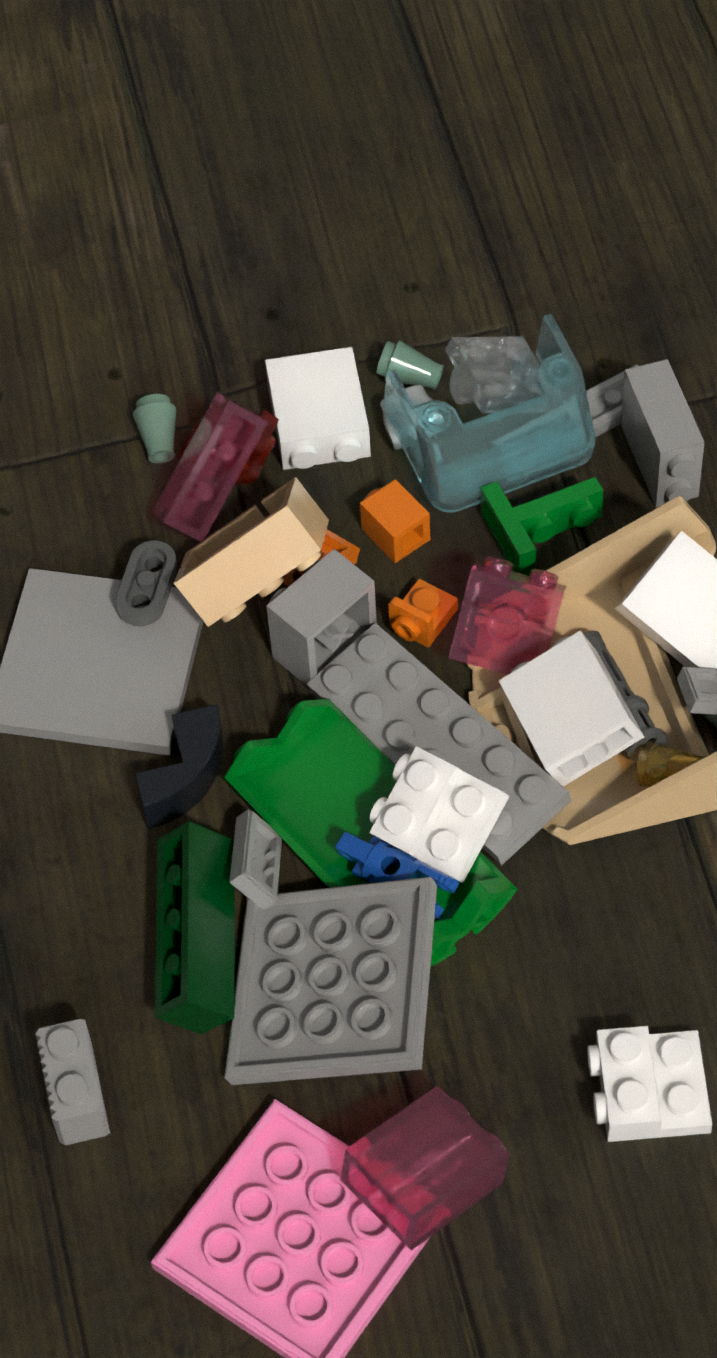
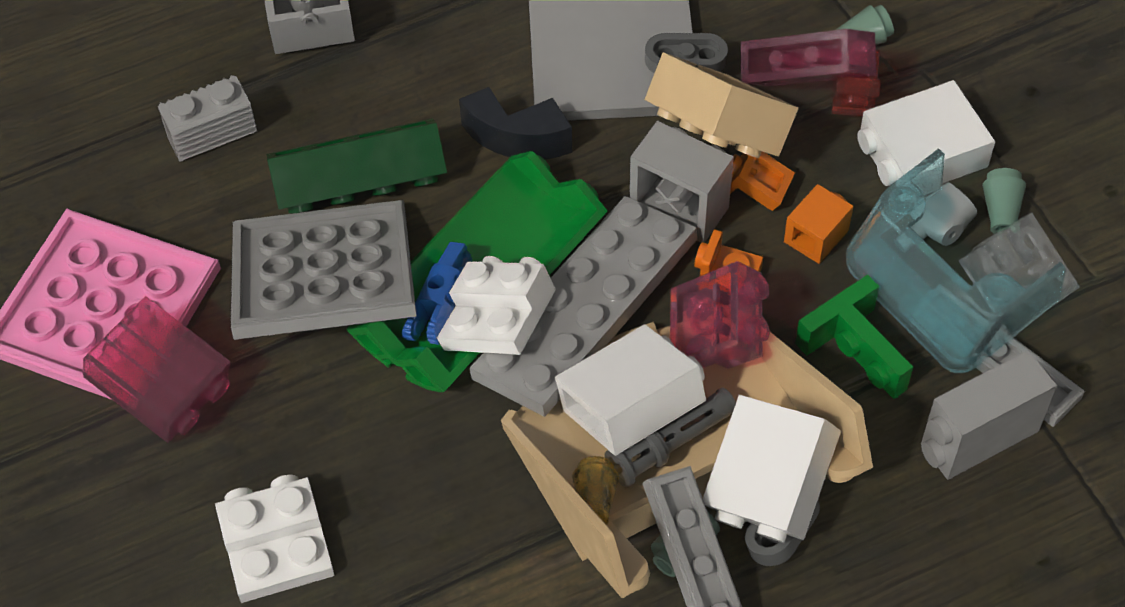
camera: 75 degrees right, 0 degrees up
(256, 859) = (427, 189): light grey plate -> none

